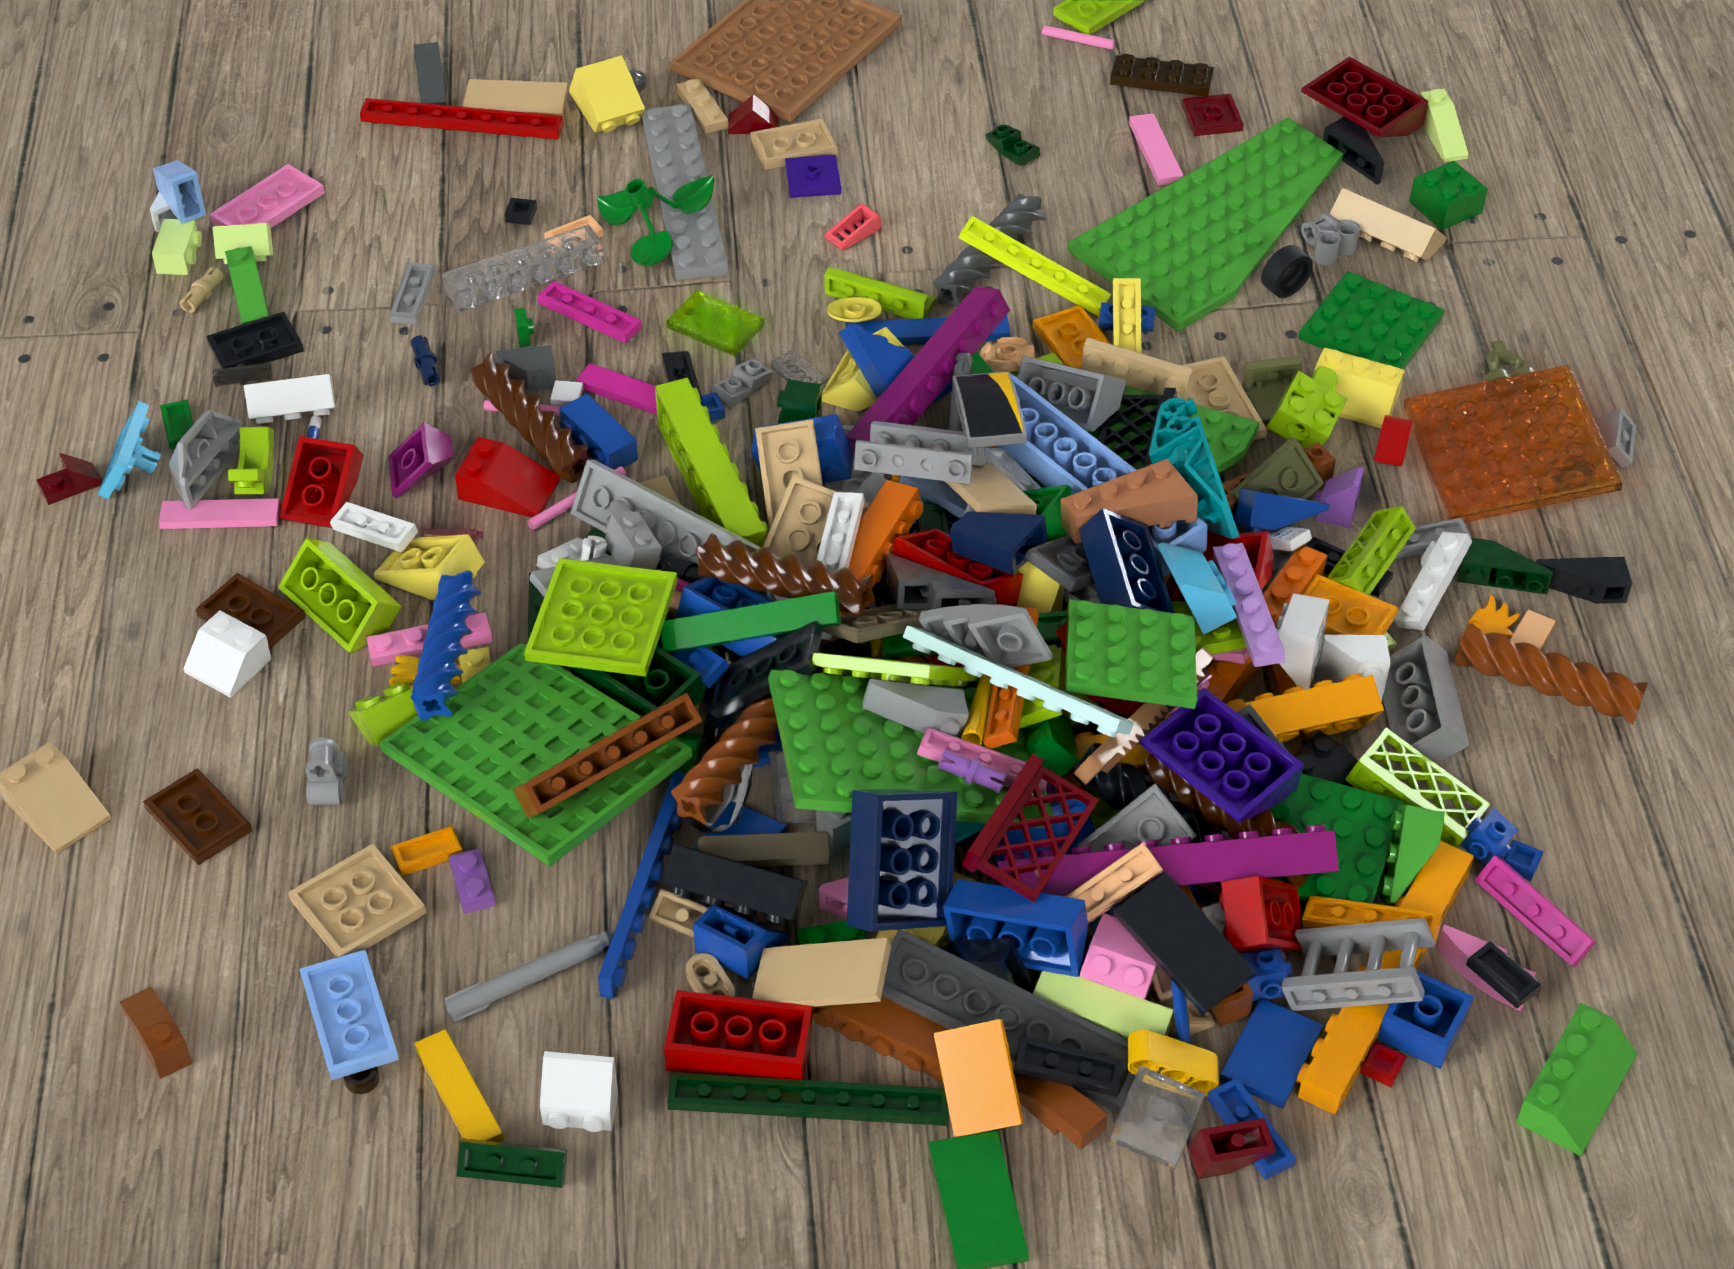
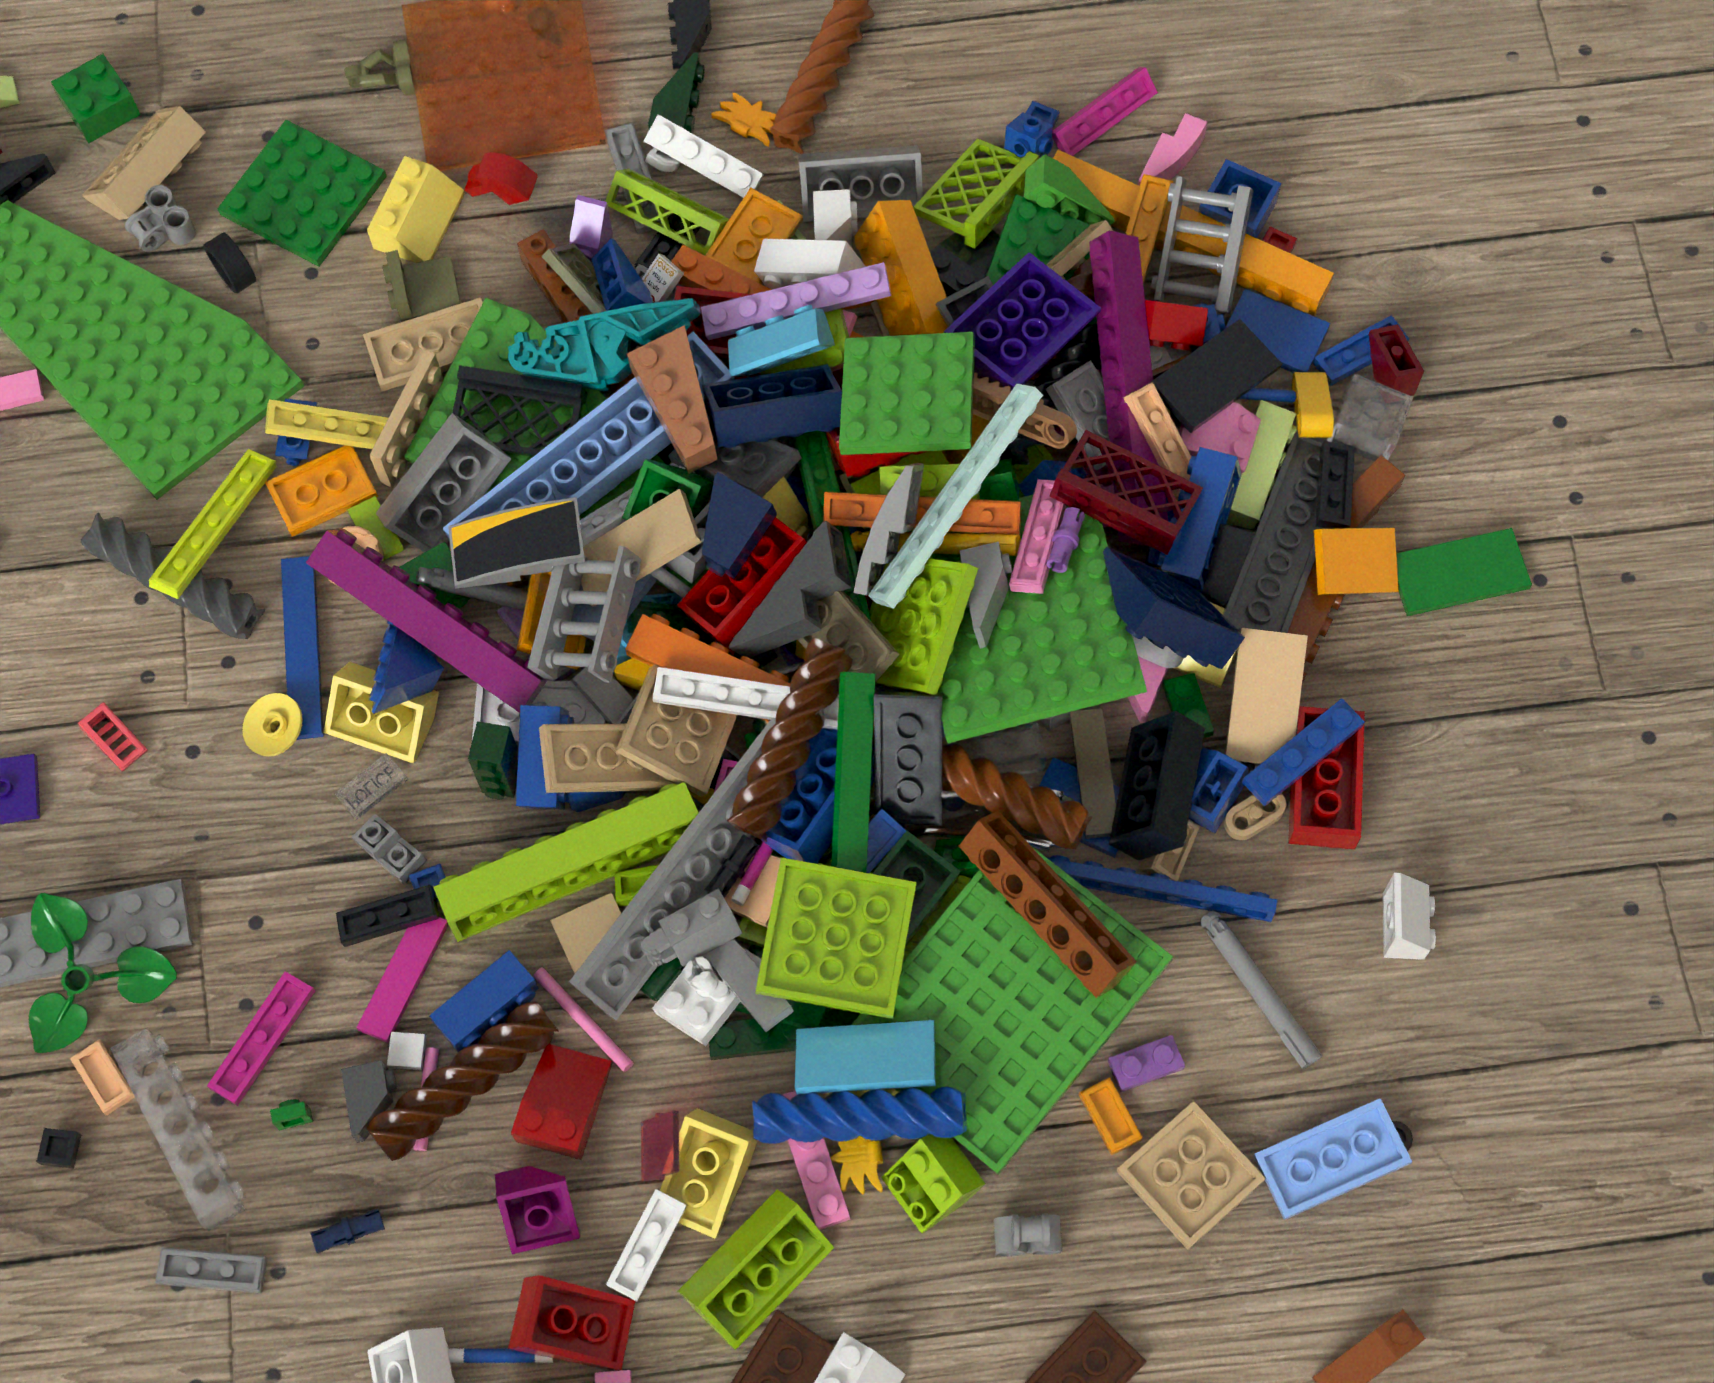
camera: 90 degrees left, 20 degrees up
(457, 1088) = (1401, 1041): yellow tile -> none
(496, 647) = (865, 1057): none -> medium azure tile
(511, 1163) = (1481, 976): dark green plate -> none
(715, 323) = (279, 888): clear neon green tile -> none
(758, 1001) = (1303, 752): none -> blue plate
(808, 1099) = (1376, 699): dark green plate -> none
(891, 297) = (248, 692): lime fence -> none
(1308, 408) = (459, 251): lime brick -> none
(1352, 860) = (1074, 253): none -> tan plate
(1503, 974) = (1194, 136): black tile -> none
(1533, 629) = (761, 85): light nougat tile -> none
(1578, 1080) = (1279, 102): bright green slope -> none

